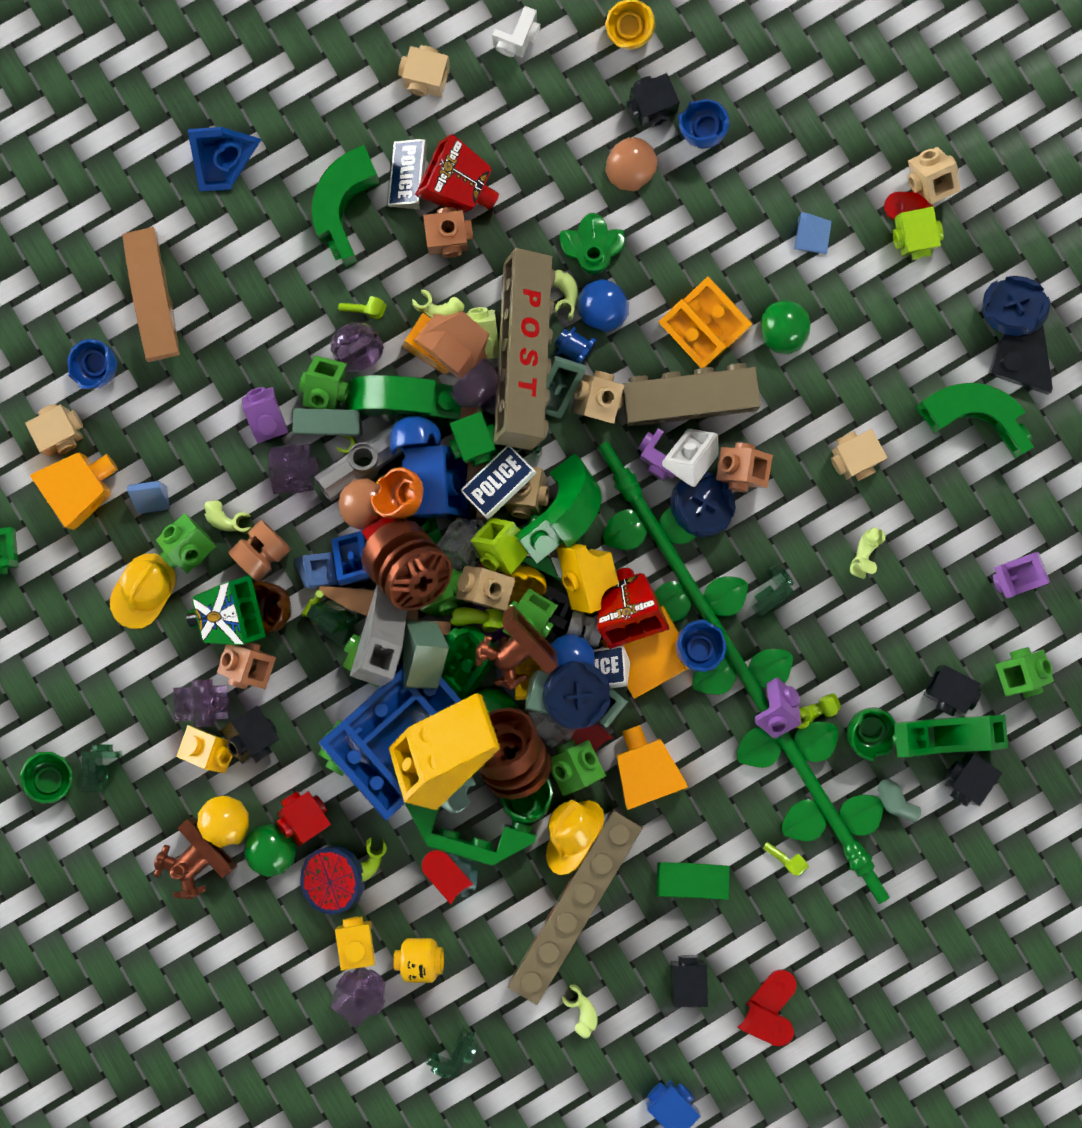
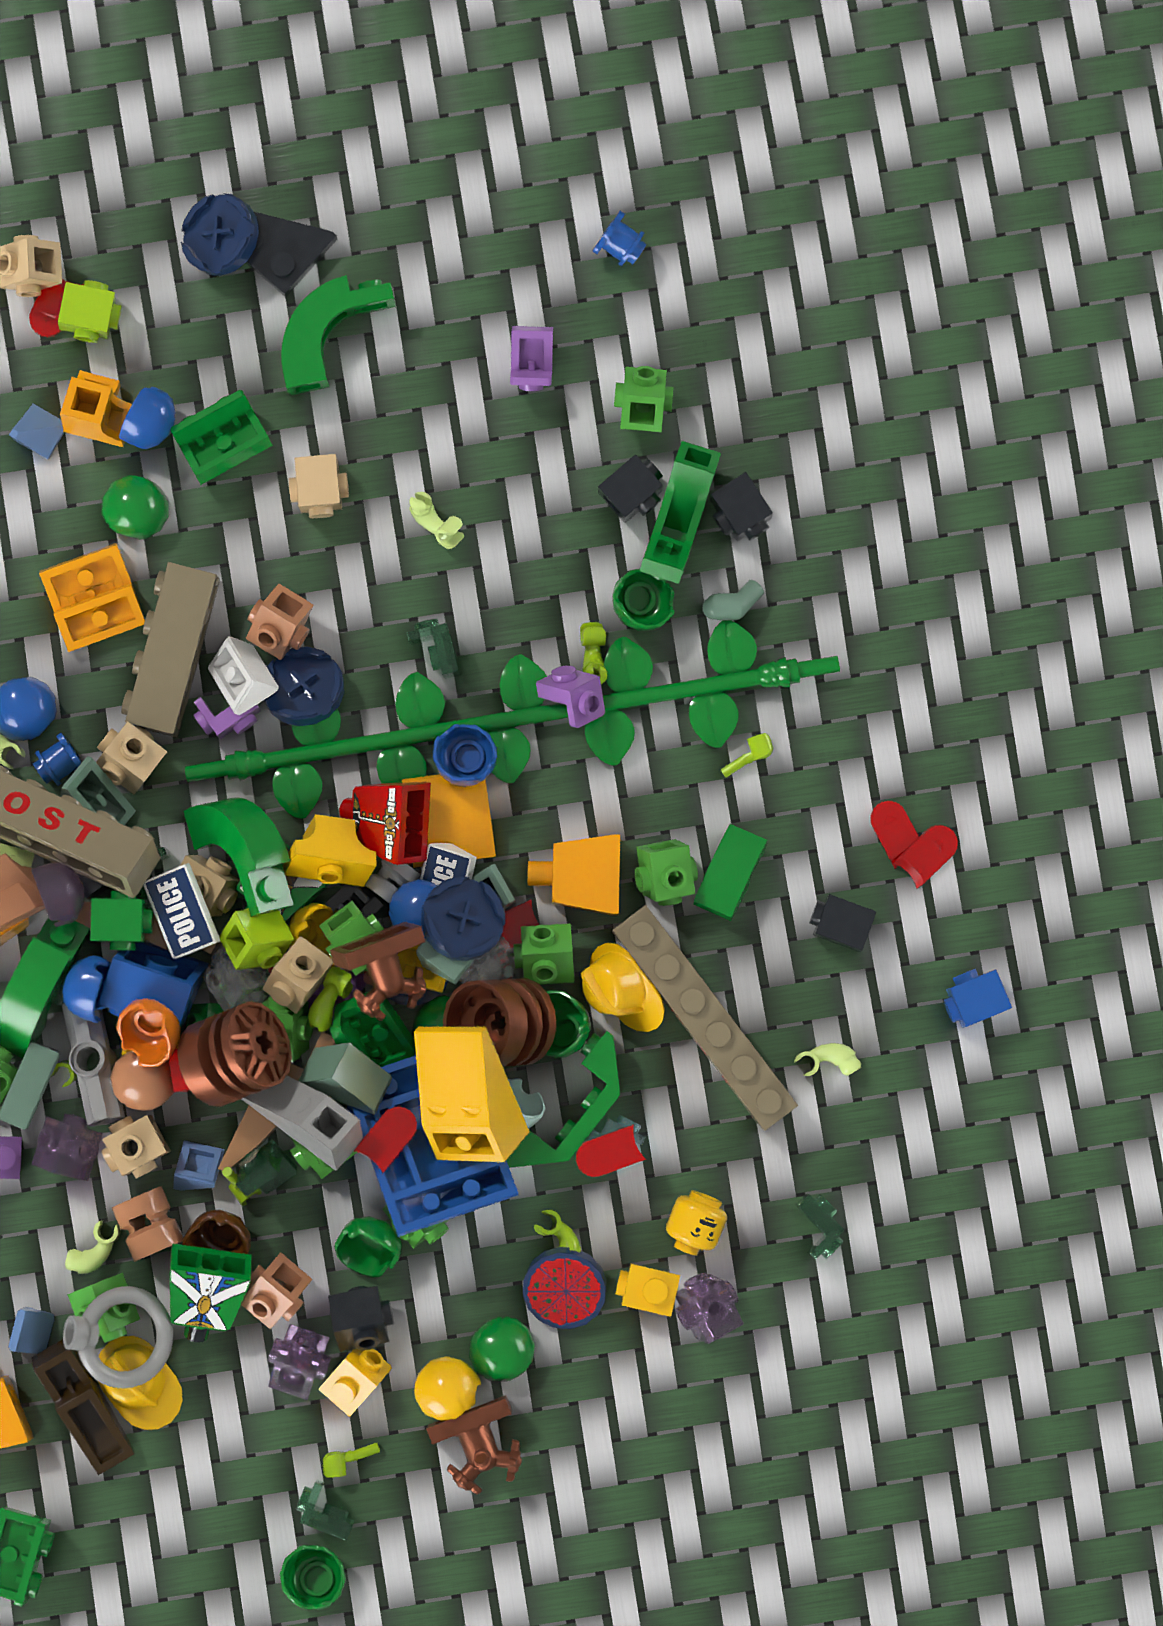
camera: 75 degrees left, 0 degrees up
(109, 556) = (82, 1407): none -> dark brown slope
(140, 759) = (335, 1462): none -> lime hand
(155, 536) = (82, 1334): none -> light grey piece
(302, 817) = (478, 1294): red brick -> none
(306, 720) = (368, 1246): none -> green hair
(323, 523) = (149, 1141): none -> tan brick
(347, 559) = (199, 1121): blue slope -> none
(390, 705) = (388, 1137): none -> red piece
(673, 832) = (666, 871): none -> bright green brick
(845, 267) = (94, 409): none -> light orange brick
(855, 309) = (148, 419): none -> blue hair
(864, 368) = (220, 436): none -> green bracket

